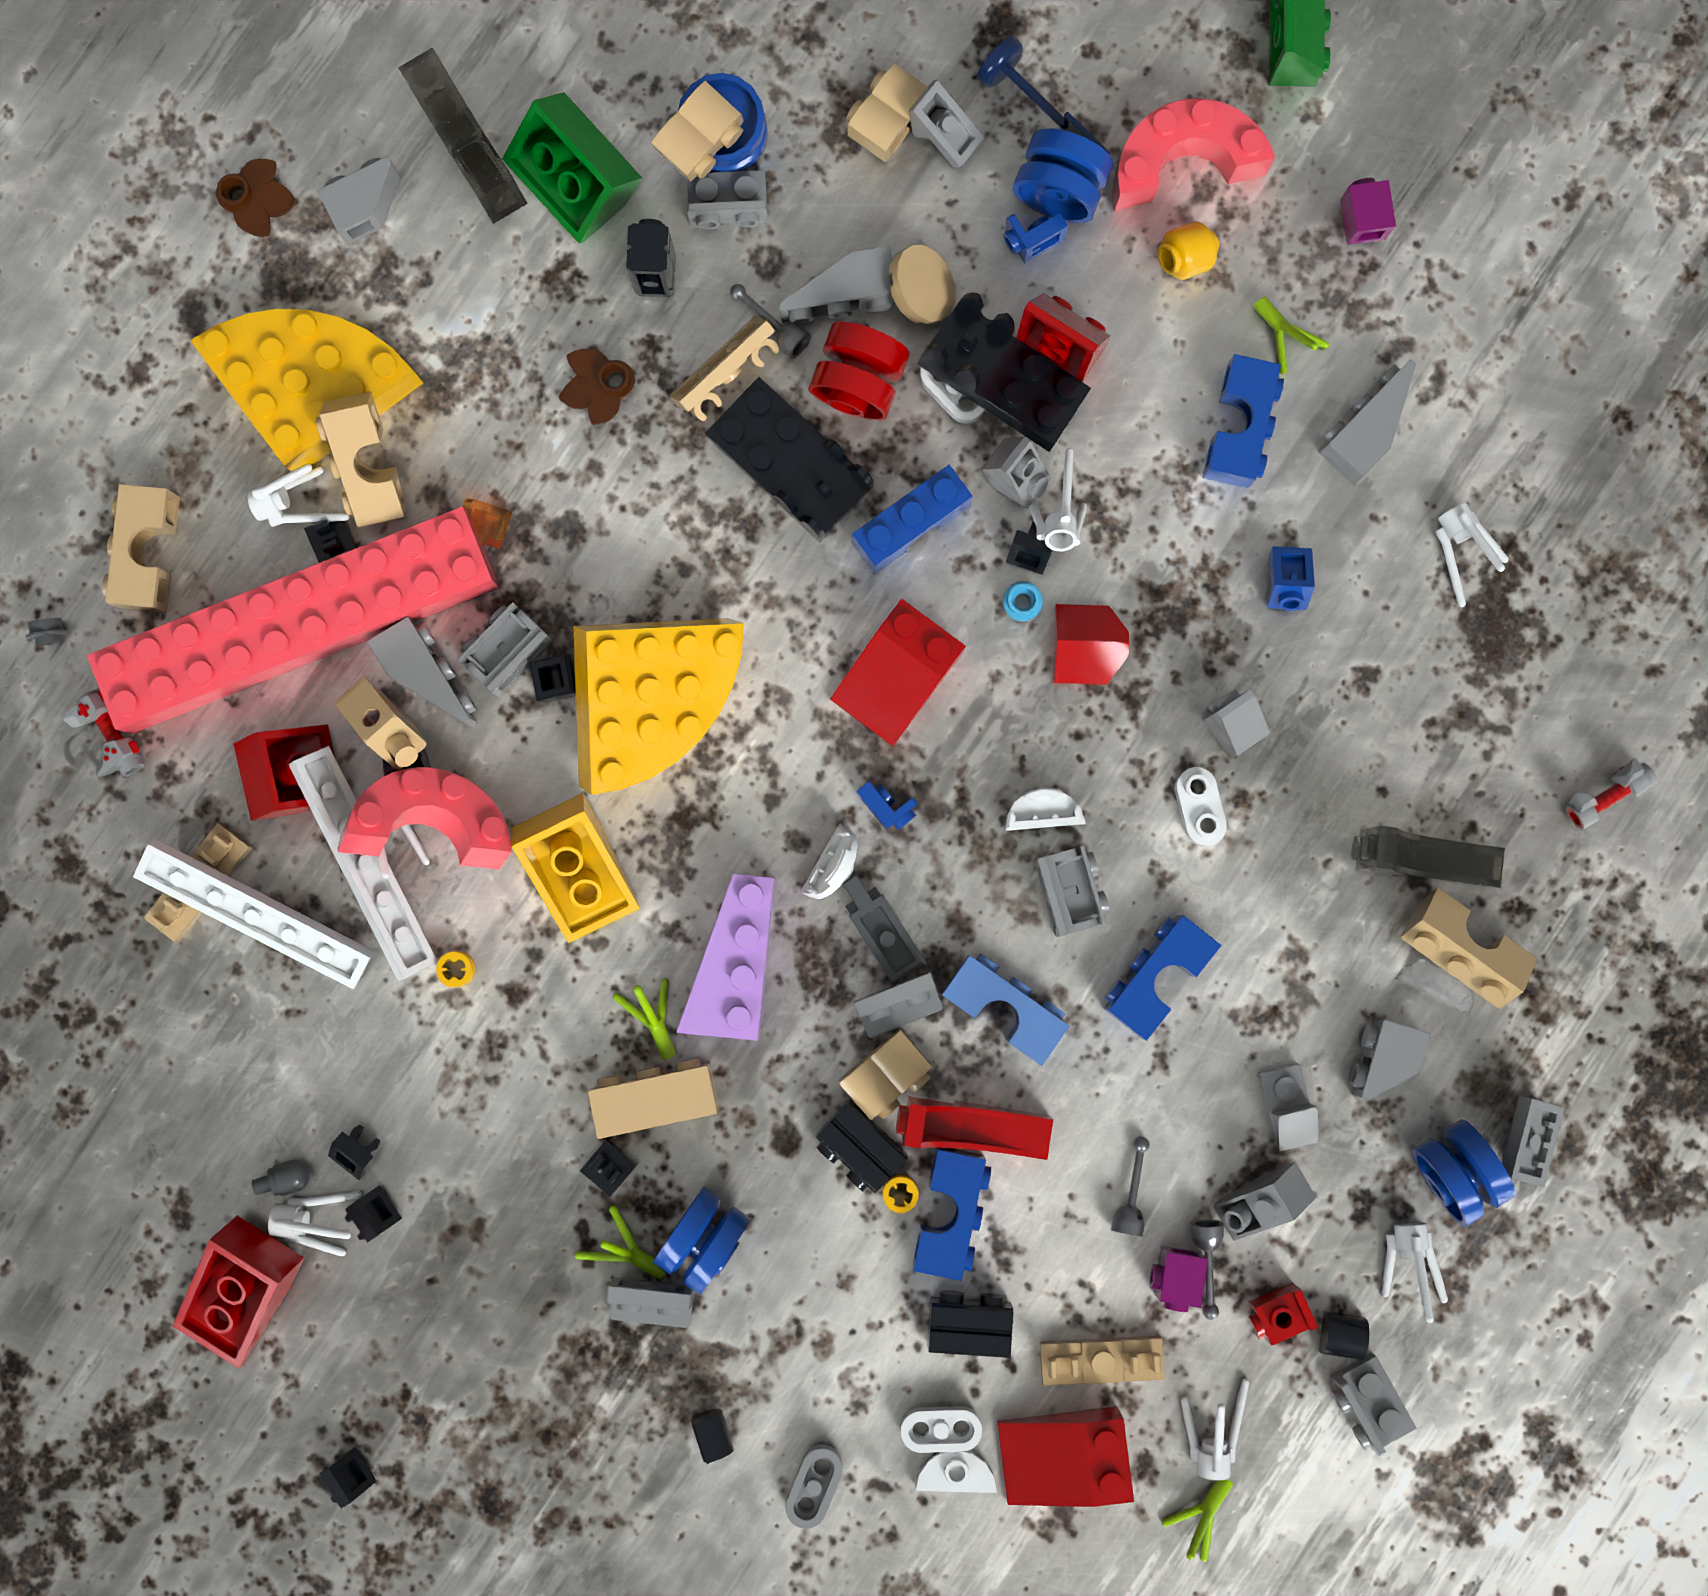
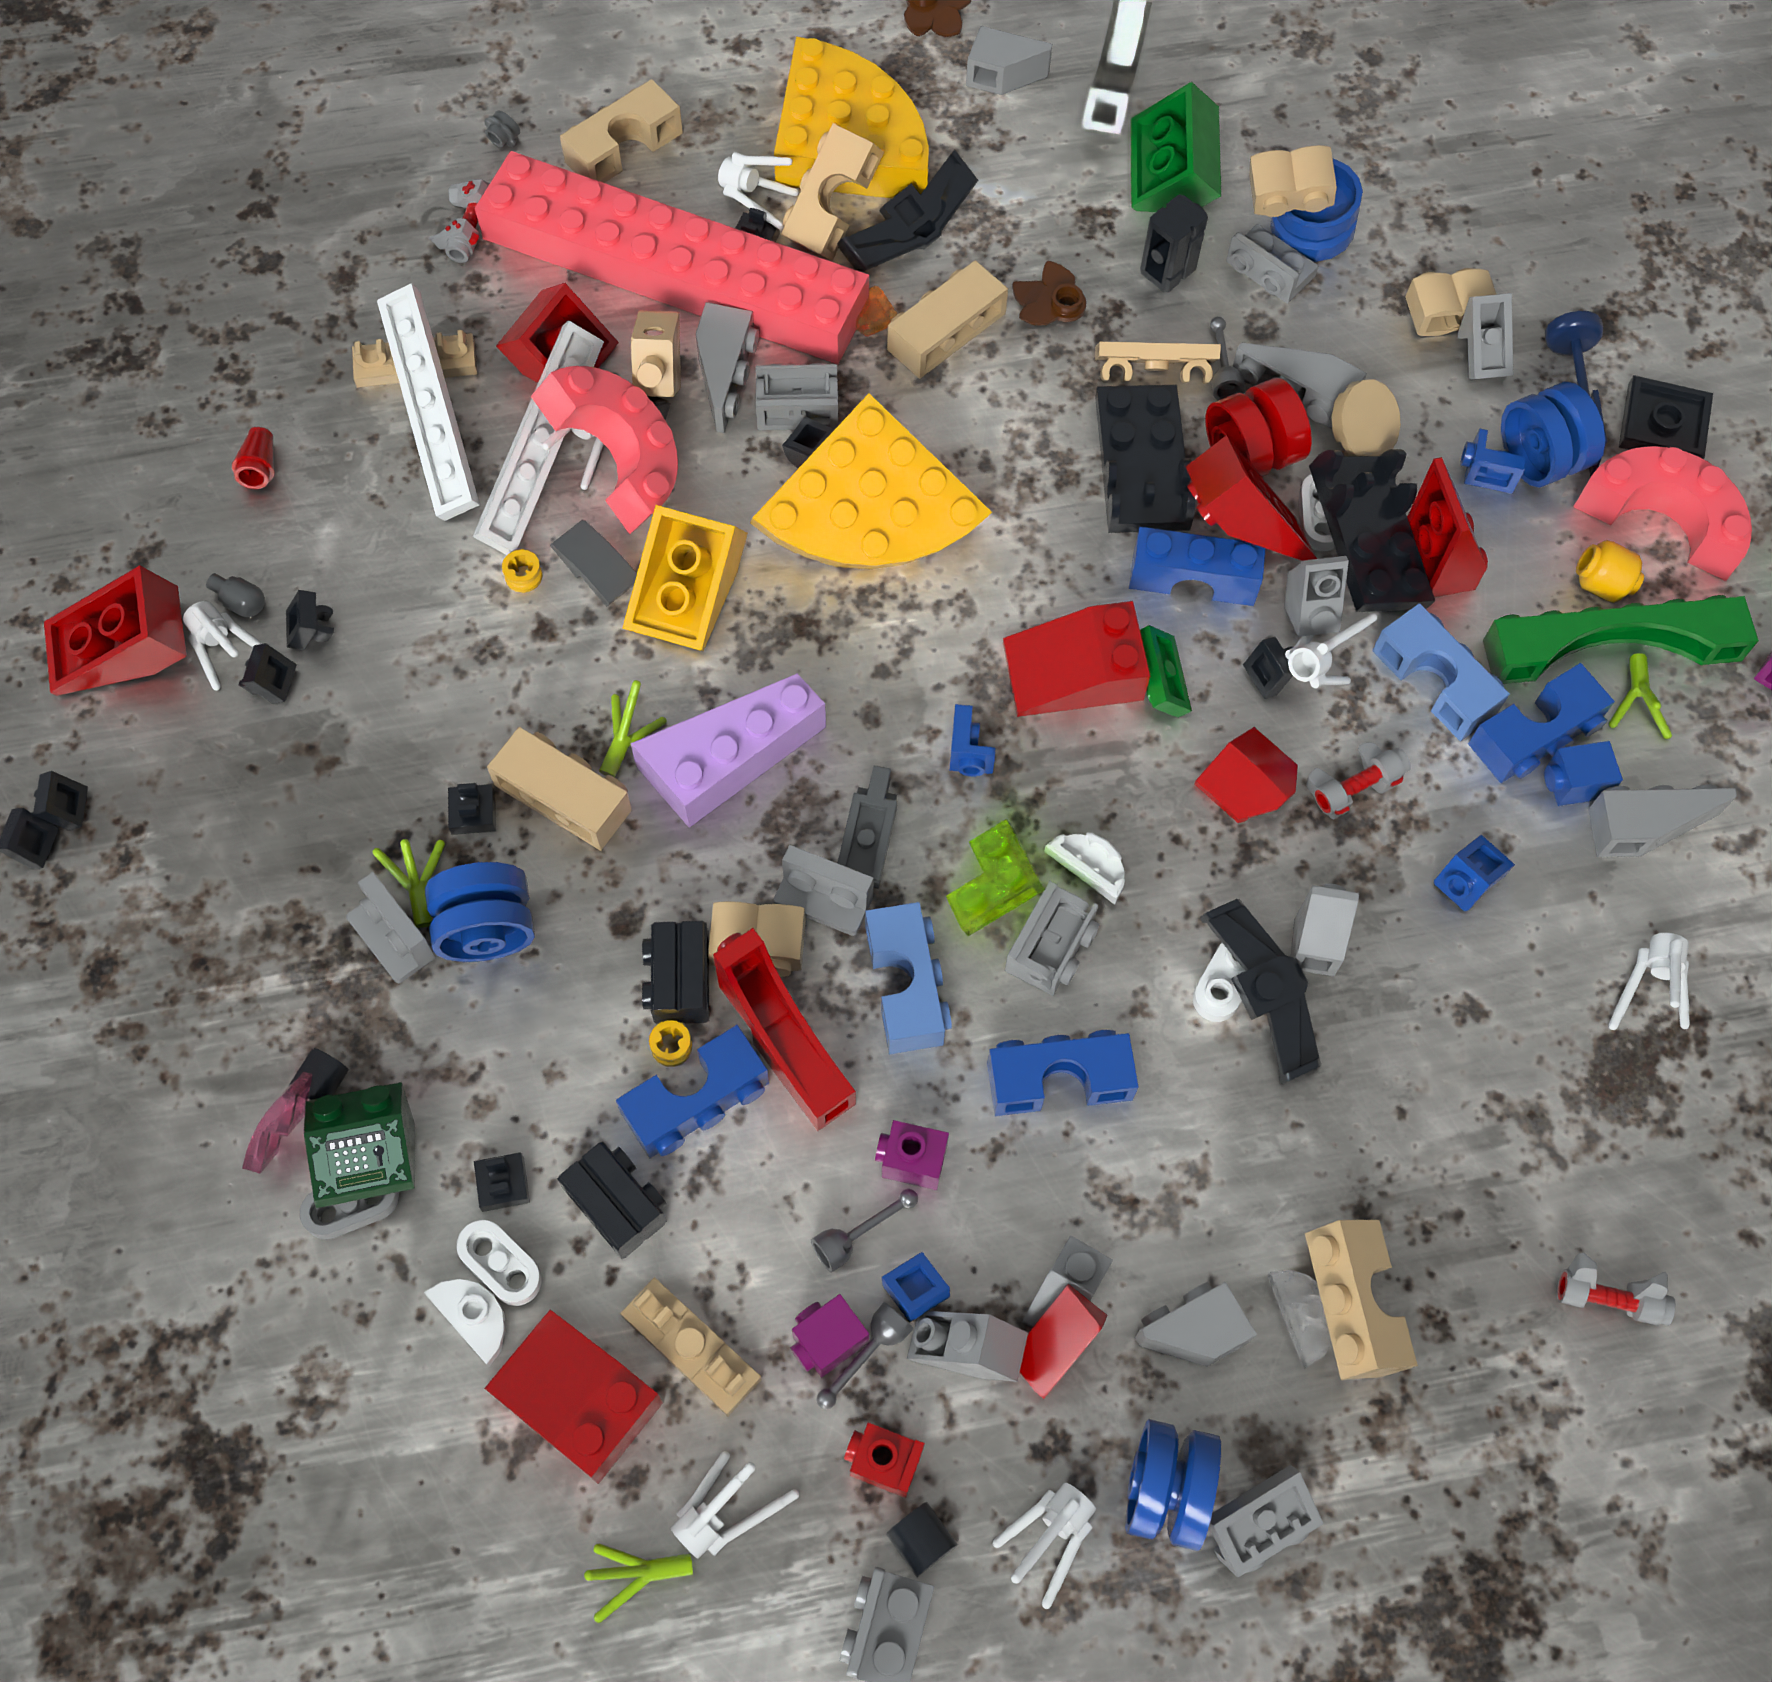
camera: 40 degrees right, 20 degrees down
(178, 1071) = (255, 459): none -> red cone
(338, 1433) = (60, 800): none -> black tile
(433, 413) = (911, 218): none -> black plate
(499, 914) = (596, 561): none -> dark grey slope
(544, 479) = (946, 318): none -> tan brick
(723, 1489) = (277, 1121): none -> clear pink slope
(788, 1453) = (360, 1144): none -> slope
(834, 864) = (879, 751): white plate -> none
(888, 1379) = (501, 1182): none -> black tile
(911, 447) = (1243, 502): none -> red slope
(963, 623) = (1166, 683): none -> green plate
(1007, 883) = (1003, 886): none -> clear neon green plate
(1026, 589) = (1231, 690): medium azure plate -> none
(1119, 72) = (1665, 416): none -> black tile
(1121, 1118) = (912, 1154): none -> magenta brick
(1169, 559) = (1380, 771): none -> light grey piece
(1177, 442) = (1422, 643): none -> medium blue arch
(1201, 1197) = (915, 1287): none -> blue plate
(1237, 792) = (1269, 986): none -> black plate
(1286, 243) = (1700, 630): none -> green arch
(1299, 436) = (1582, 772): none -> blue brick
(1320, 1148) = (1059, 1339): none -> slope
(1427, 858) = (1386, 1180): clear smoke arch -> none

